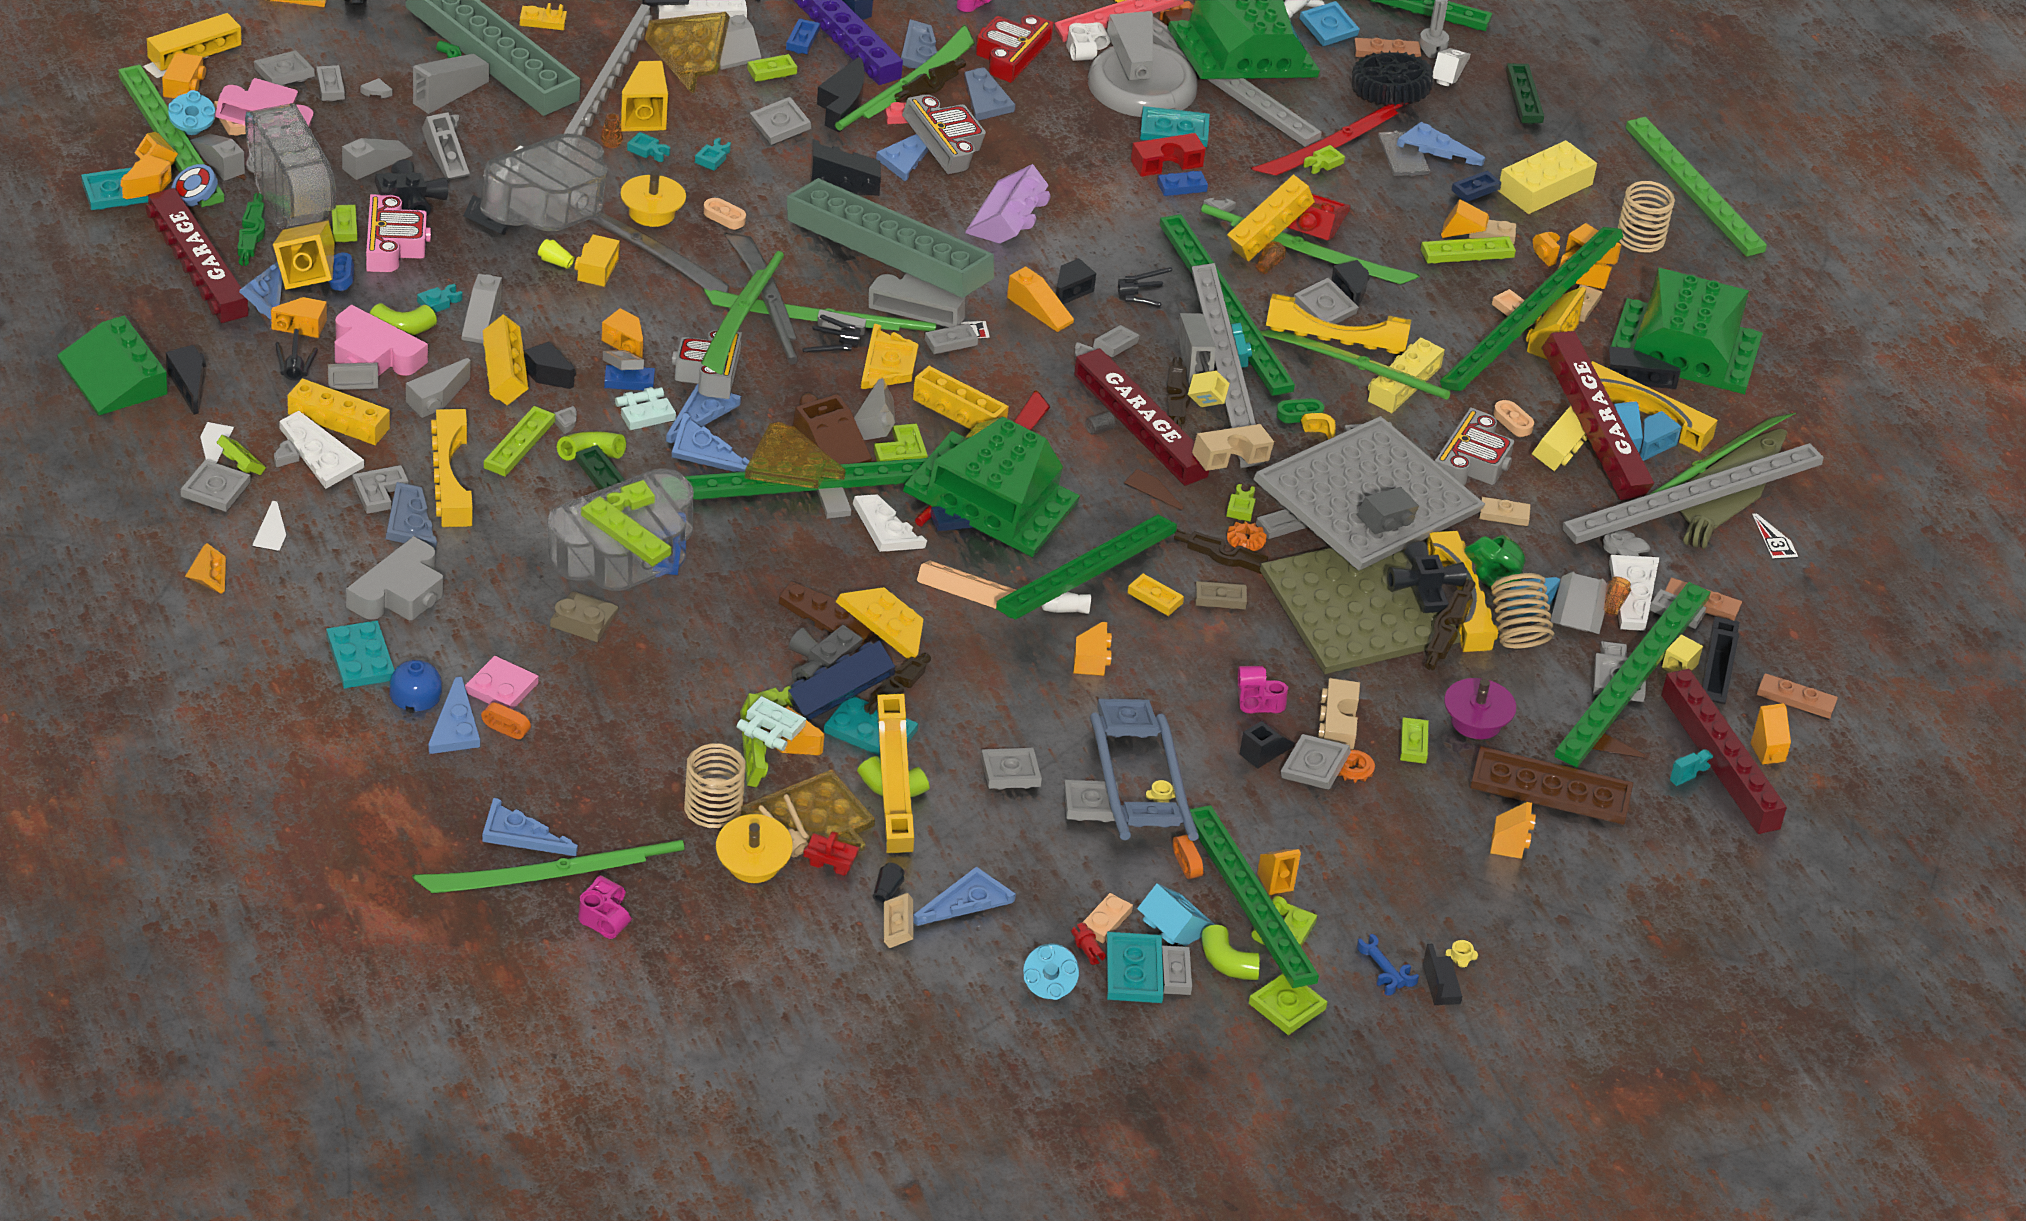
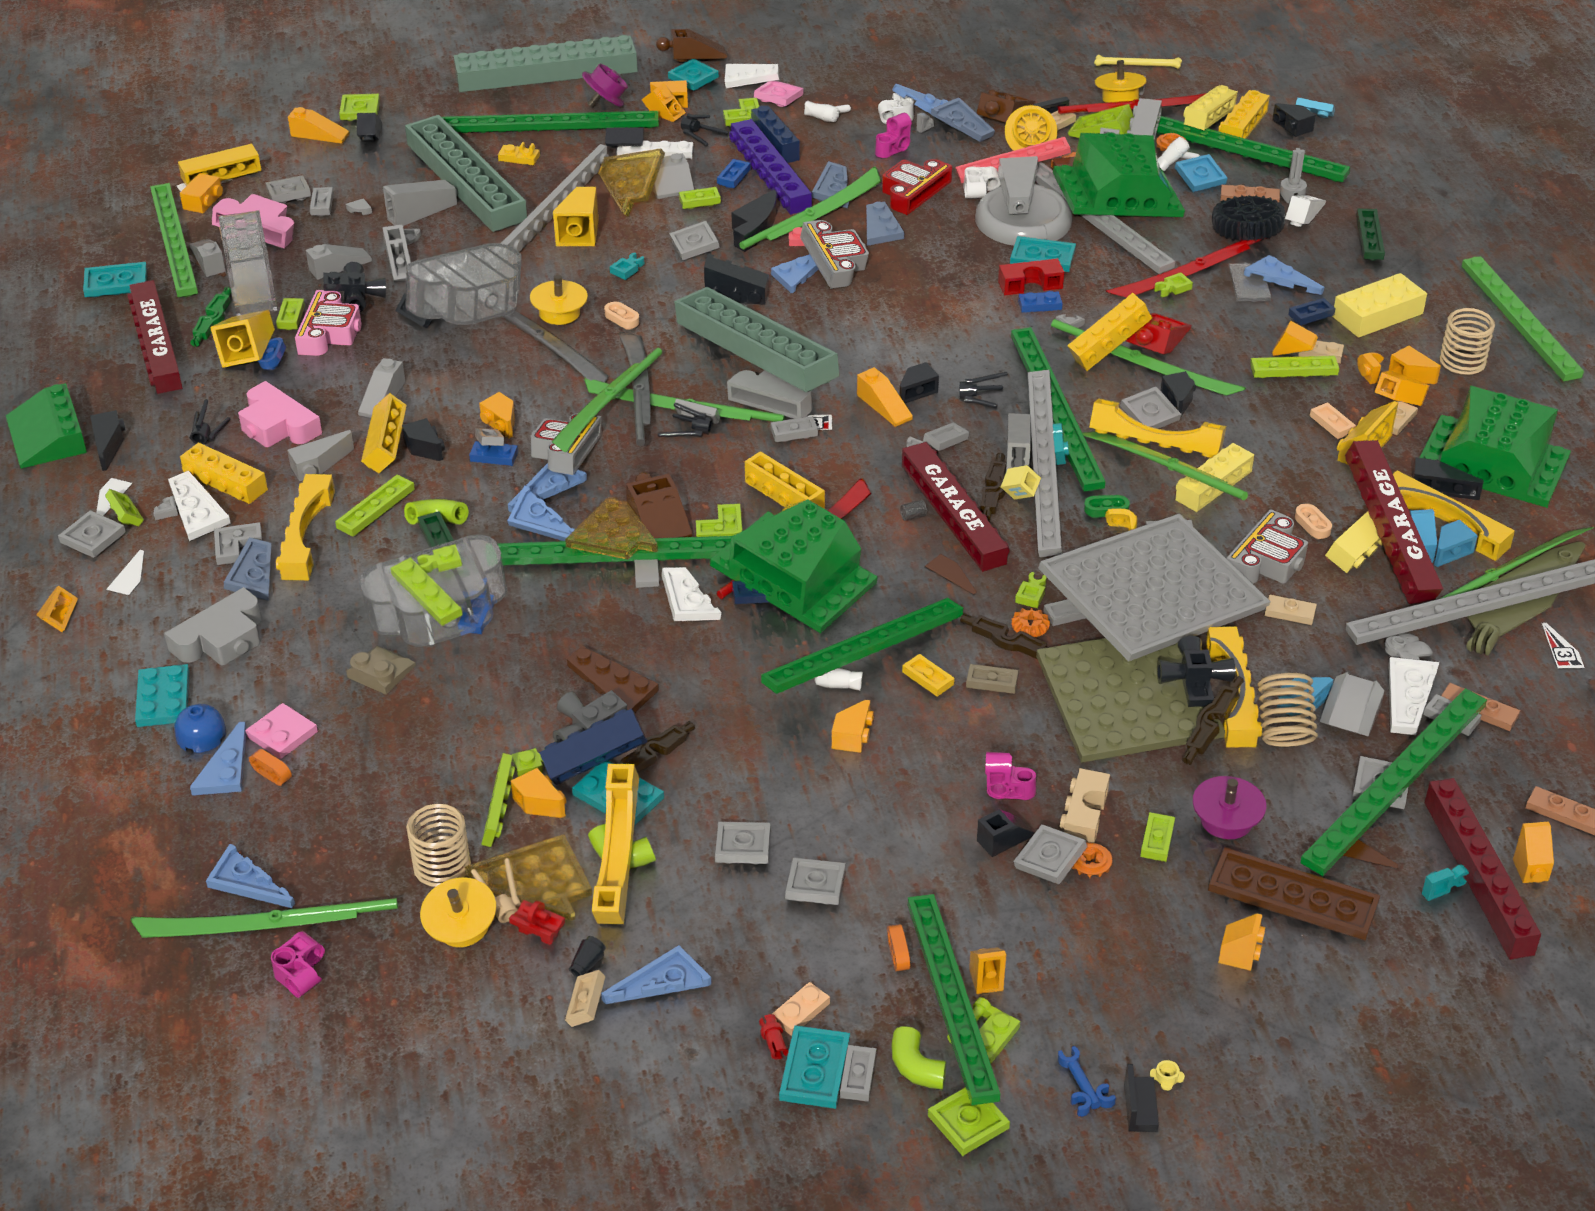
camera: 15 degrees right, 0 degrees up
(146, 177) = (132, 270): light orange slope -> none
(156, 146) = (151, 250): light orange slope -> none
(191, 112) = (192, 220): medium azure plate -> none
(195, 184) = (172, 278): tile -> none
(265, 290) = (198, 368): medium blue wing -> none
(301, 314) = (222, 390): light orange slope -> none
(353, 376) = (247, 442): light grey tile -> none
(410, 322) = (311, 398): lime cylinder -> none
(438, 299) = (349, 380): teal plate -> none
(449, 49) = (429, 176): green arm -> none
(554, 253) = (462, 344): neon yellow cone -> none
(566, 419) = (425, 487): light grey tile -> none
(597, 260) = (497, 351): yellow piece -> none
(611, 133) = (544, 245): clear orange cone -> none
(645, 145) = (570, 257): teal plate -> none
(646, 414) = (499, 485): light aqua plate -> none
(773, 717) = (514, 778): light aqua plate -> none
(877, 413) = (705, 492): light grey slope -> none
(886, 618) = (659, 684): yellow wing -> none
(889, 358) = (731, 445): yellow wing -> none
(923, 85) = (841, 208): dark brown piece -> none
(962, 583) = (742, 653): light nougat slope -> none
(1010, 206) = (878, 316): lavender piece -> none
(1051, 971) = (723, 1066): medium azure plate -> none
(1137, 718) = (874, 799): sand blue plate -> none
(1161, 792) = (888, 877): light yellow plate -> none
(1173, 915) = (869, 1011): medium azure slope -> none
(1249, 442) = (1046, 533): tan arch -> none
(1270, 257) = (1108, 366): clear orange cone -> none
(1388, 510) = (1166, 603): dark grey brick -> none
(1496, 559) = (1271, 655): green piece -> none
(1531, 309) = (1343, 421): green plate -> none
(1613, 649) = (1380, 753): light grey tile -> none
(1616, 594) = (1388, 698): clear orange cone -> none
(1682, 655) = (1450, 763): light yellow brick -> none
(1720, 658) = (1488, 770): black slope -> none

